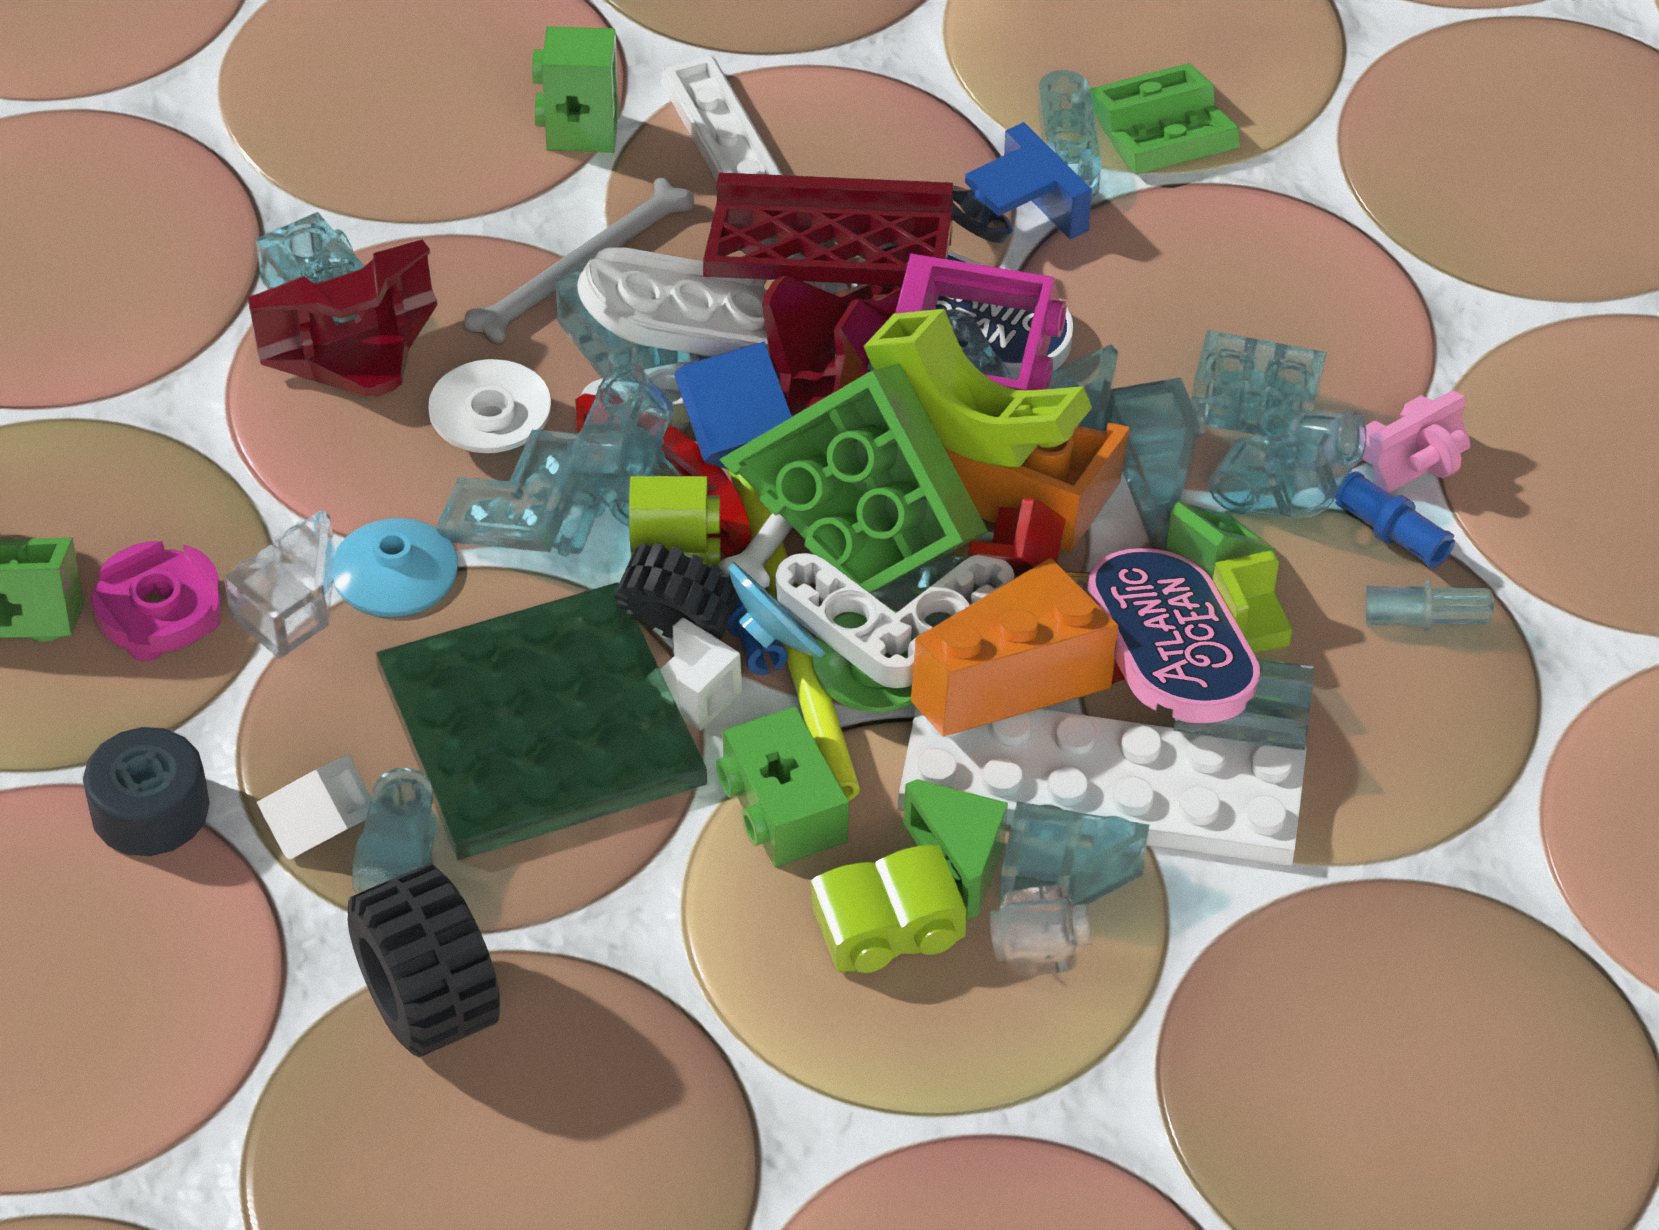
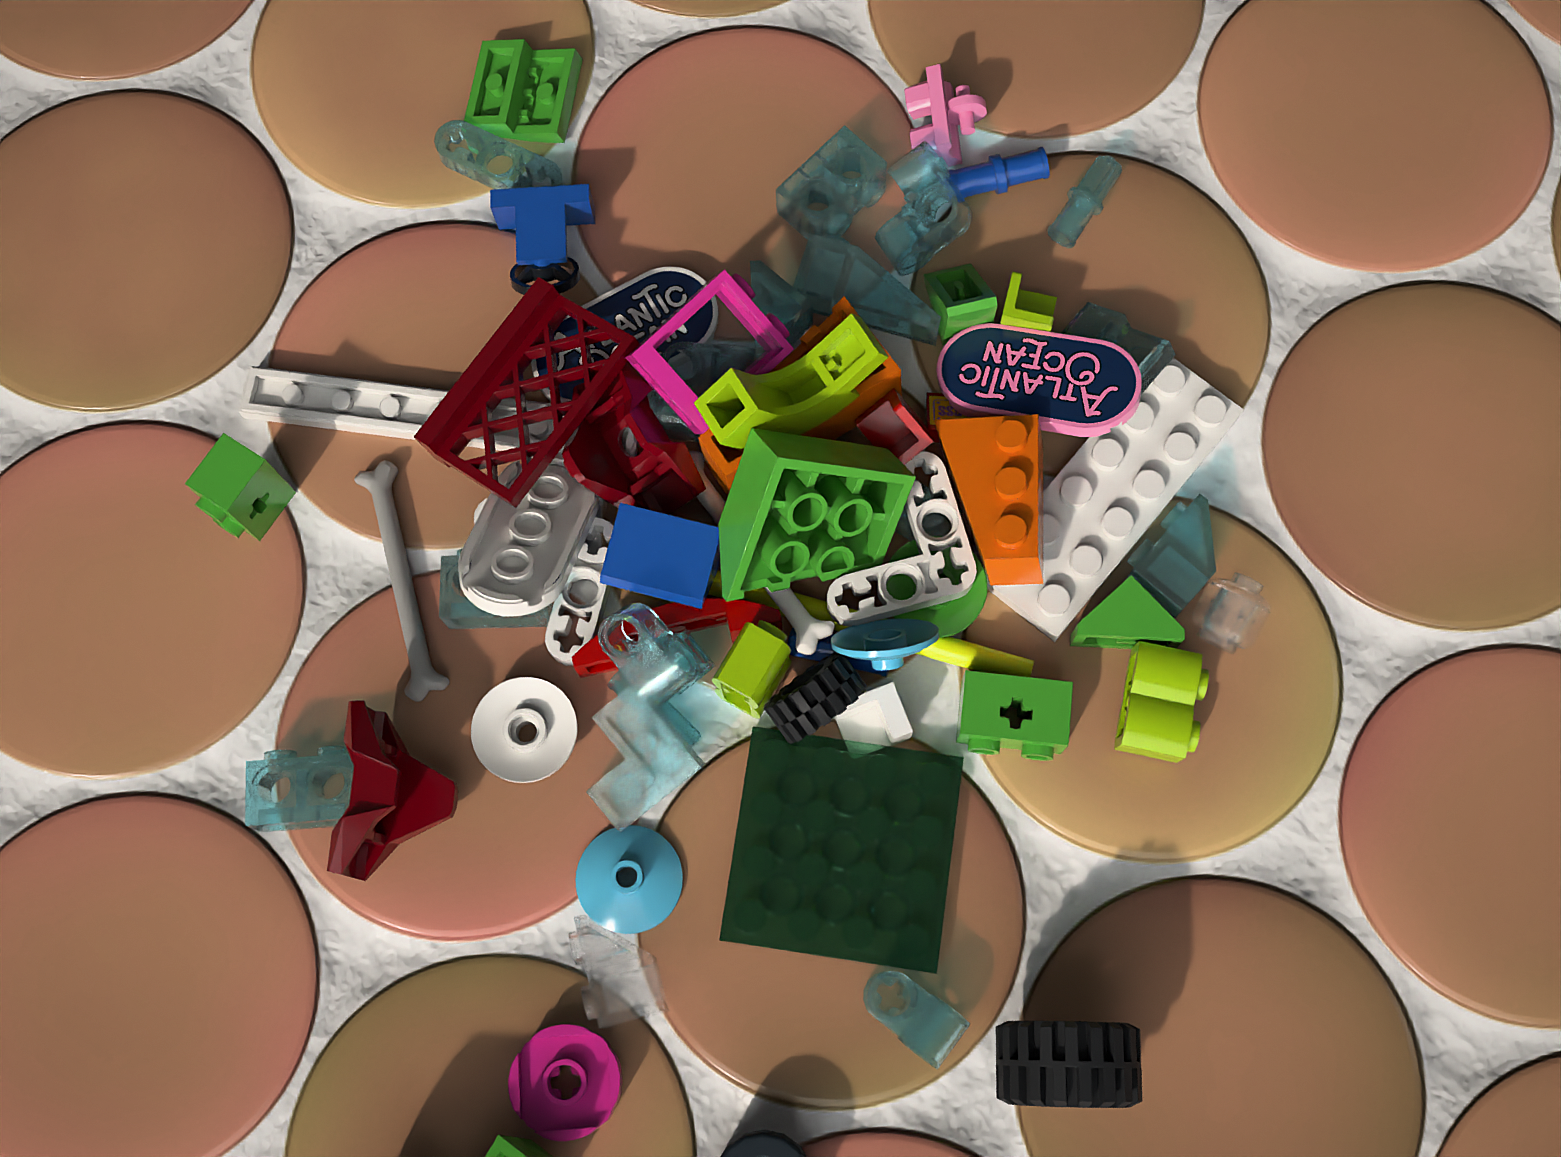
camera: 55 degrees left, 25 degrees up
(316, 806) = (847, 1058): white panel -> none

